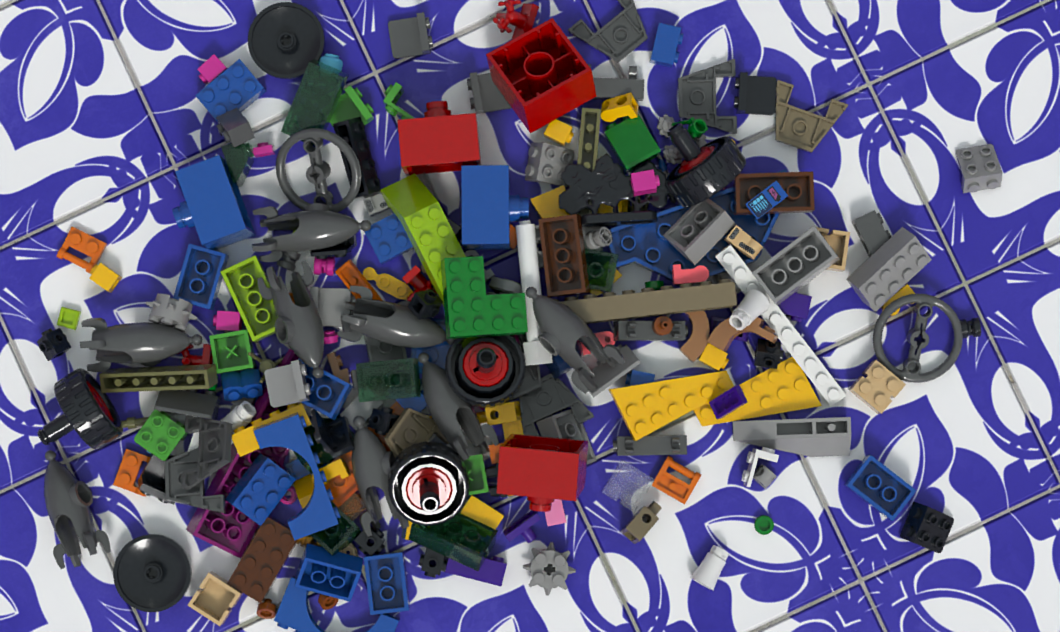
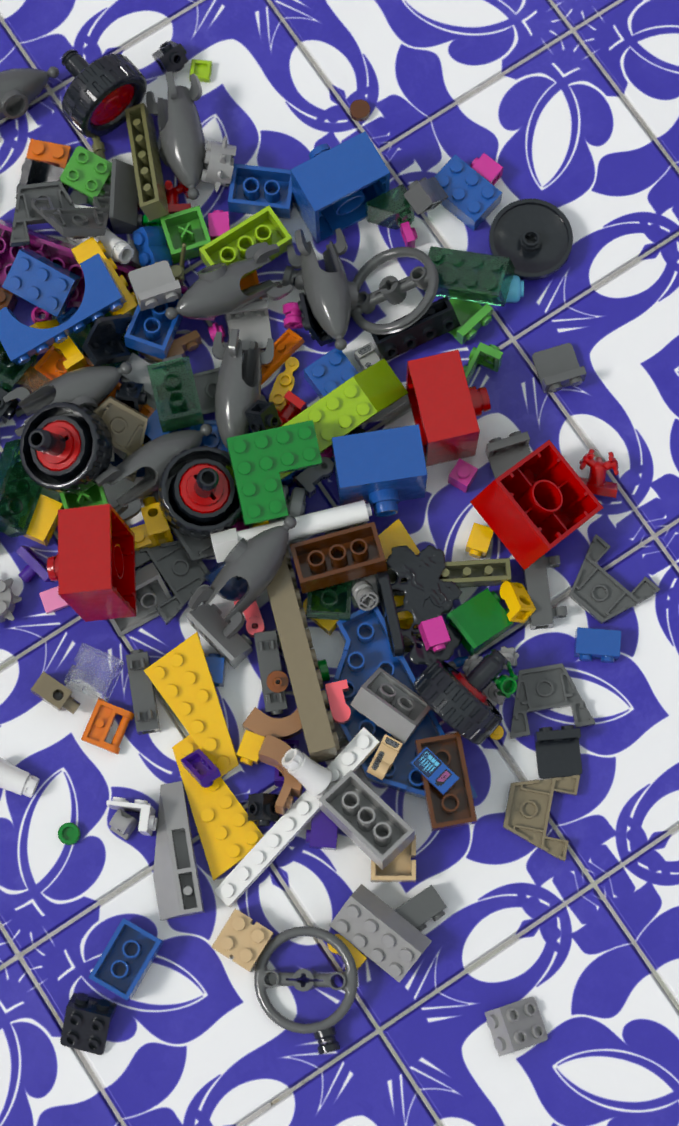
camera: 80 degrees right, 10 degrees down
(84, 243) = (281, 73): orange plate -> none
(105, 277) = (248, 98): yellow brick -> none
(132, 176) = (359, 110): none -> reddish brown tile
(497, 137) = (462, 475): none -> dark pink brick
(547, 163) = (443, 533): light grey bracket -> none

